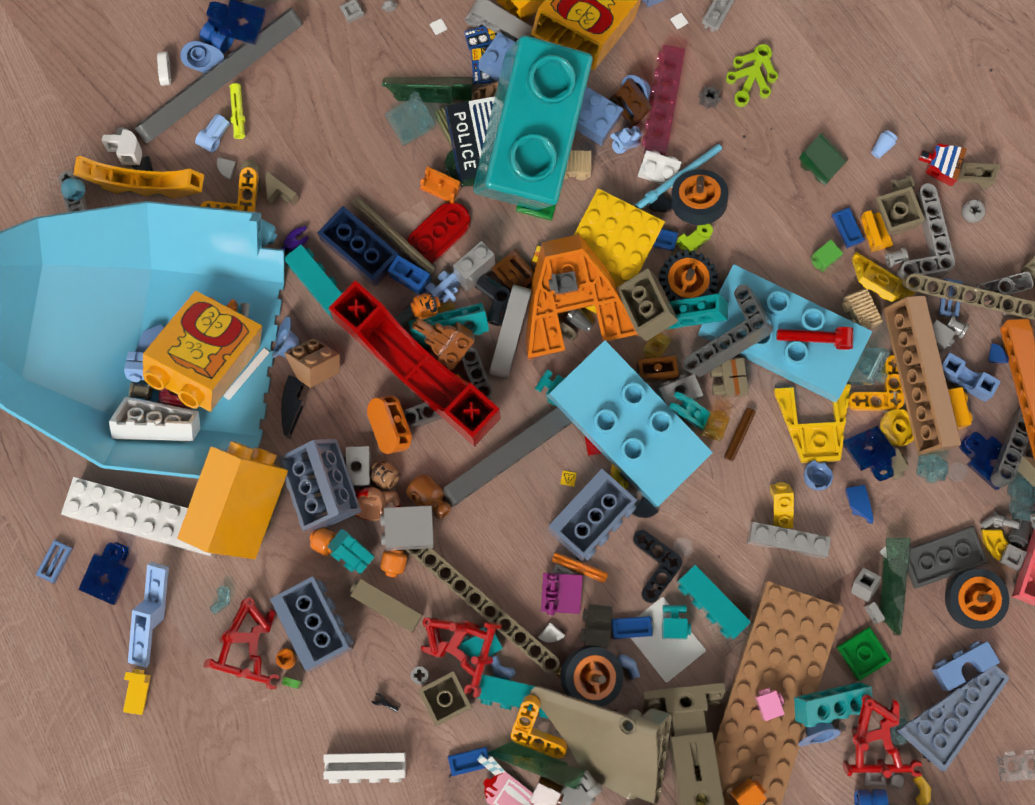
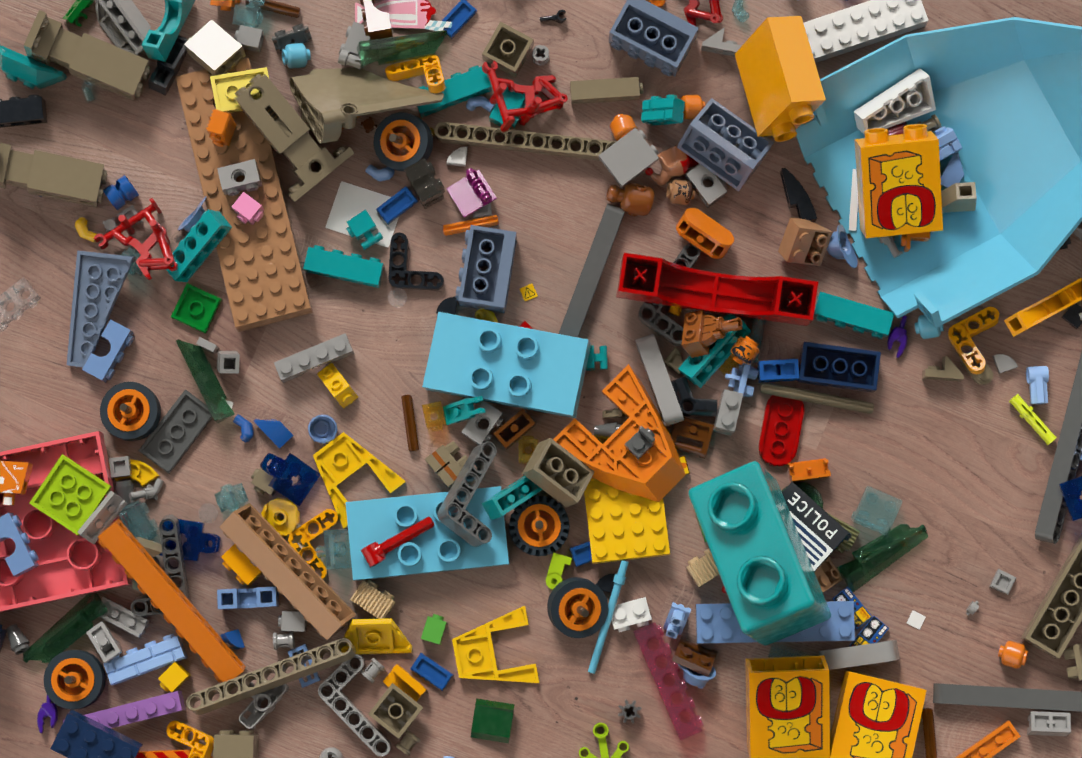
camera: 150 degrees right, 5 degrees up
(158, 312) = (959, 197): none -> dark tan slope
(264, 582) = (715, 45): none -> light grey slope
(486, 342) = (674, 360): none -> dark tan tile
(770, 744) = (230, 173): none -> light grey brick
(803, 217) = (476, 654): none -> yellow wing
(882, 520) = (246, 428): none -> blue arm

